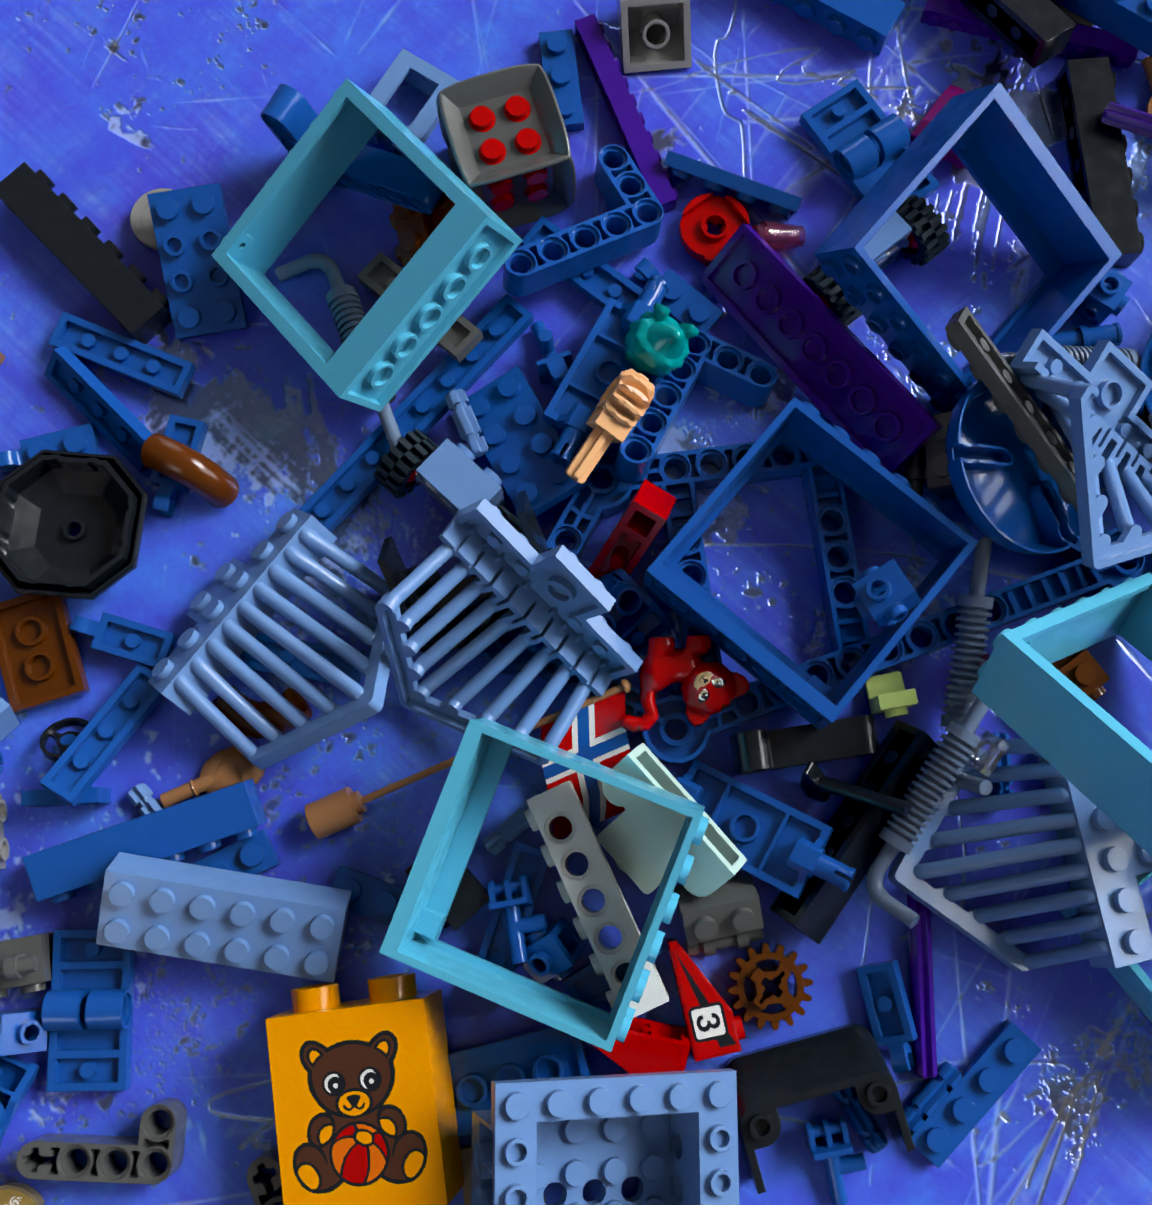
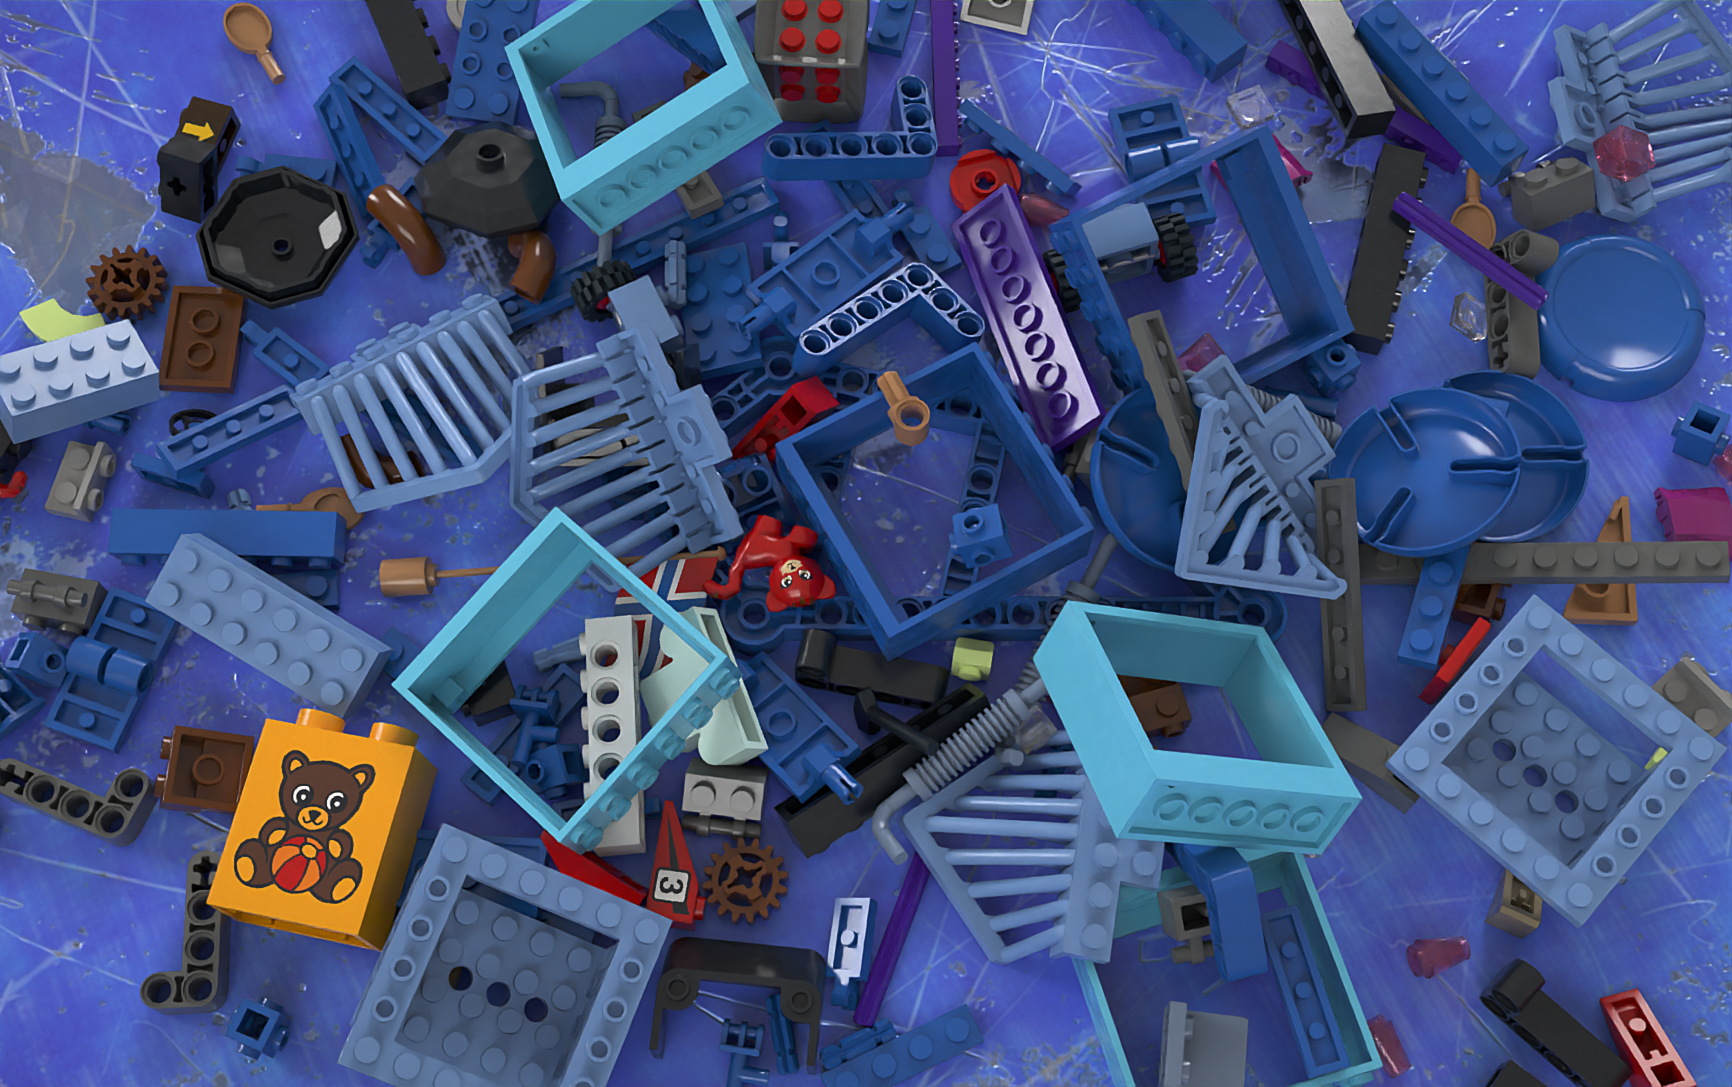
camera: 20 degrees right, 10 degrees down
(221, 1077) = (203, 770): none -> reddish brown plate
(250, 394) = (488, 181): none -> black rock
(329, 459) = (535, 265): none -> reddish brown cylinder
(612, 420) = (802, 310): light nougat gear -> none
(658, 342) = (876, 256): teal animal -> none
(755, 487) = (904, 407): none -> medium nougat axle
(926, 67) = (1250, 107): none -> clear plate
(1006, 331) = (1200, 354): none -> slope

